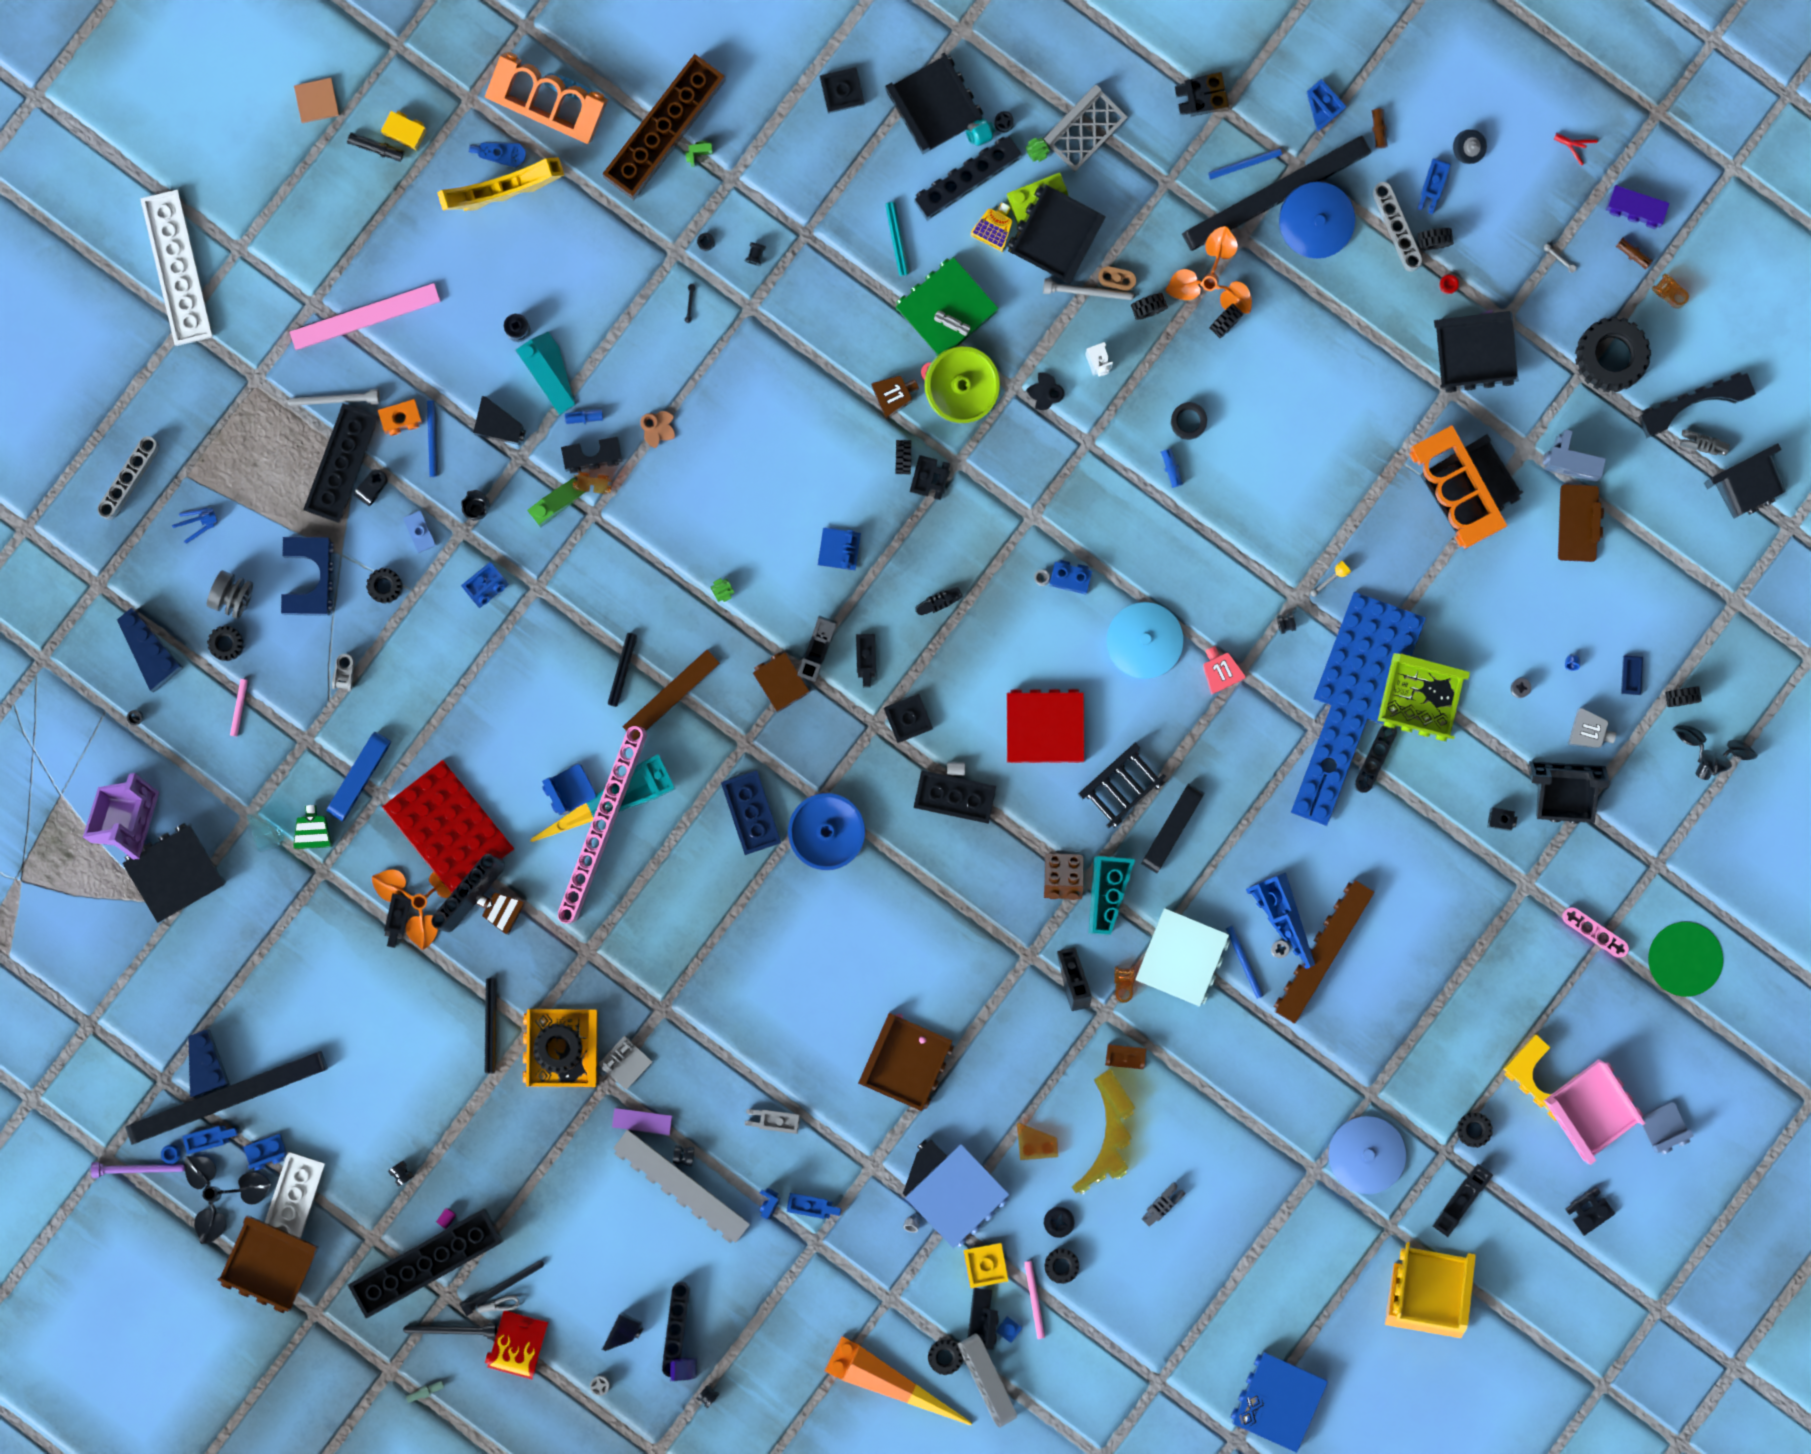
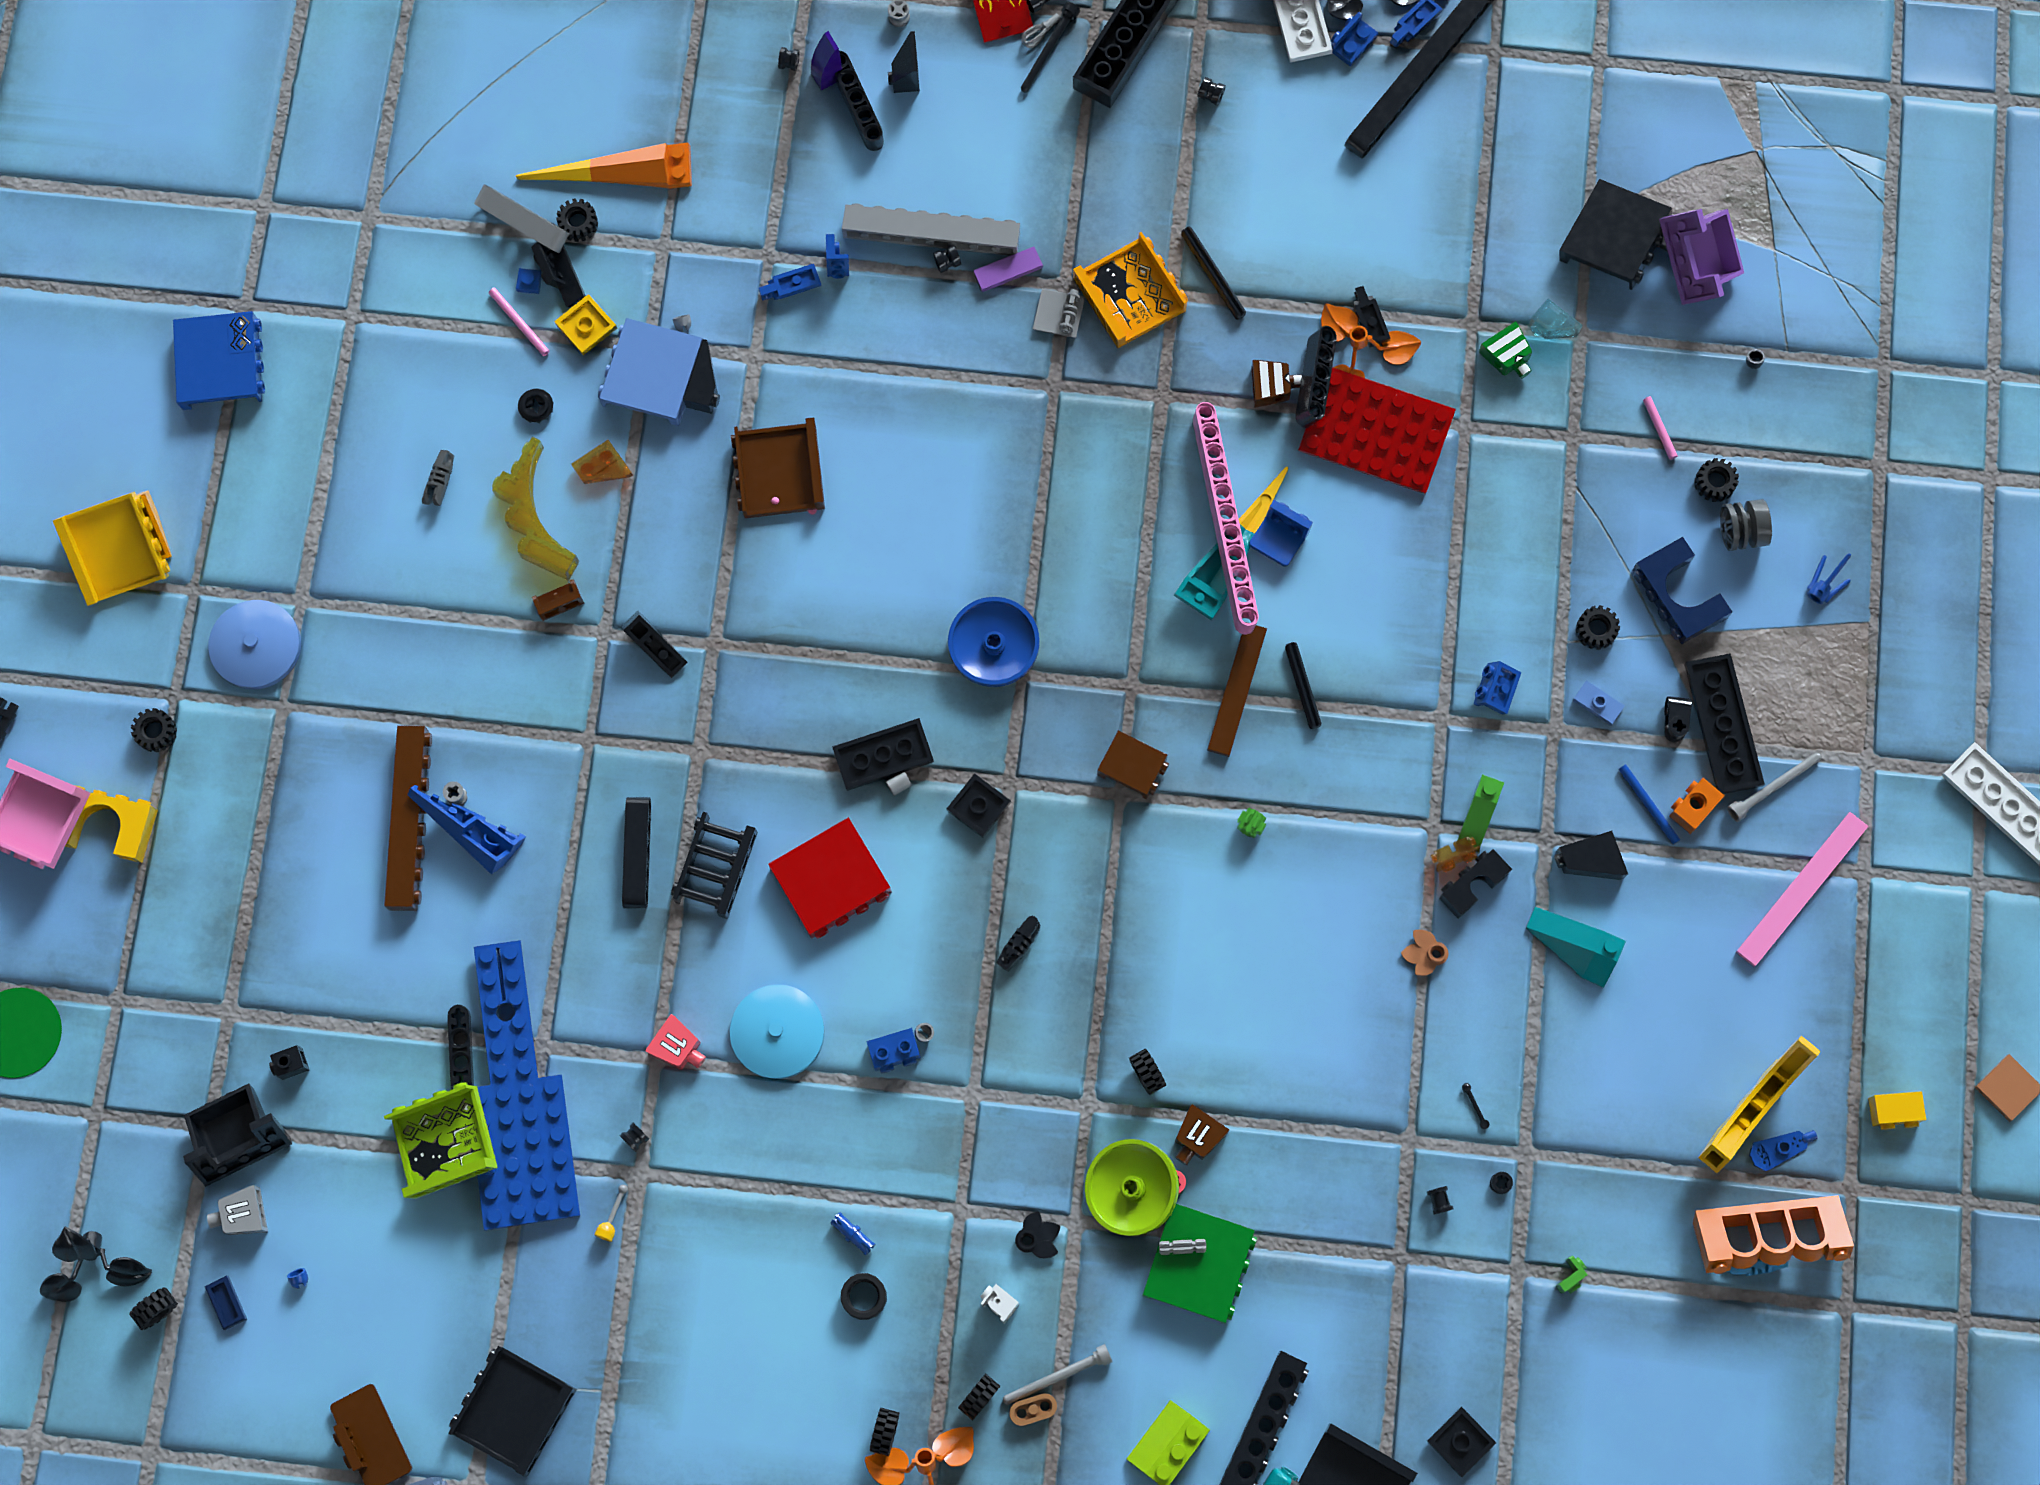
camera: 150 degrees right, 10 degrees down
(128, 468) = (1920, 591): light grey beam -> none
(149, 652) = (1788, 428): dark blue wedge -> none
(205, 1064) = (1464, 82): dark blue wedge -> none
(343, 674) = (1577, 516): light grey piece -> none
(358, 776) = (1498, 429): blue beam -> none
(381, 149) = (1906, 1075): black pin -> none
(446, 1218) = (1141, 77): magenta hinge -> none
(475, 505) = (1559, 759): black hair -> none
(516, 327) = (1639, 968): black wheel -> none
(567, 1034) = (1129, 265): black tyre -> none
(583, 416) = (1508, 919): blue axle -> none
(664, 127) = (1626, 1280): reddish brown brick -> none
(751, 812) = (1082, 619): dark blue plate -> none
(775, 1121) = (877, 340): light grey hinge -> none
(817, 648) = (1115, 817): black arch -> none
(839, 548) = (1156, 938): blue hinge -> none
(866, 658) = (1060, 841): black hinge -> none
(897, 239) = (1299, 1310): teal axle -> none
(924, 475) = (1113, 1066): black plate -> none
(994, 227) = (1201, 1386): torso -> none
(1055, 233) = (1129, 1418): black panel -> none
(1063, 876) = (723, 740): reddish brown bracket -> none
(1073, 1266) = (509, 378): black tyre -> none
(1107, 892) = (668, 750): teal wedge -> none
(1123, 982) = (601, 670): clear orange piece -> none
(1182, 957) = (552, 726): light aqua panel -> none
(1244, 962) = (486, 762): blue piece -> none
(1437, 444) = (472, 1361): orange fence -> none
(1462, 1199) = (132, 652): black slope -> none
(1518, 690) = (344, 1219): flat silver wheel -> none
(1593, 935) = (127, 1003): bright pink beam -> none

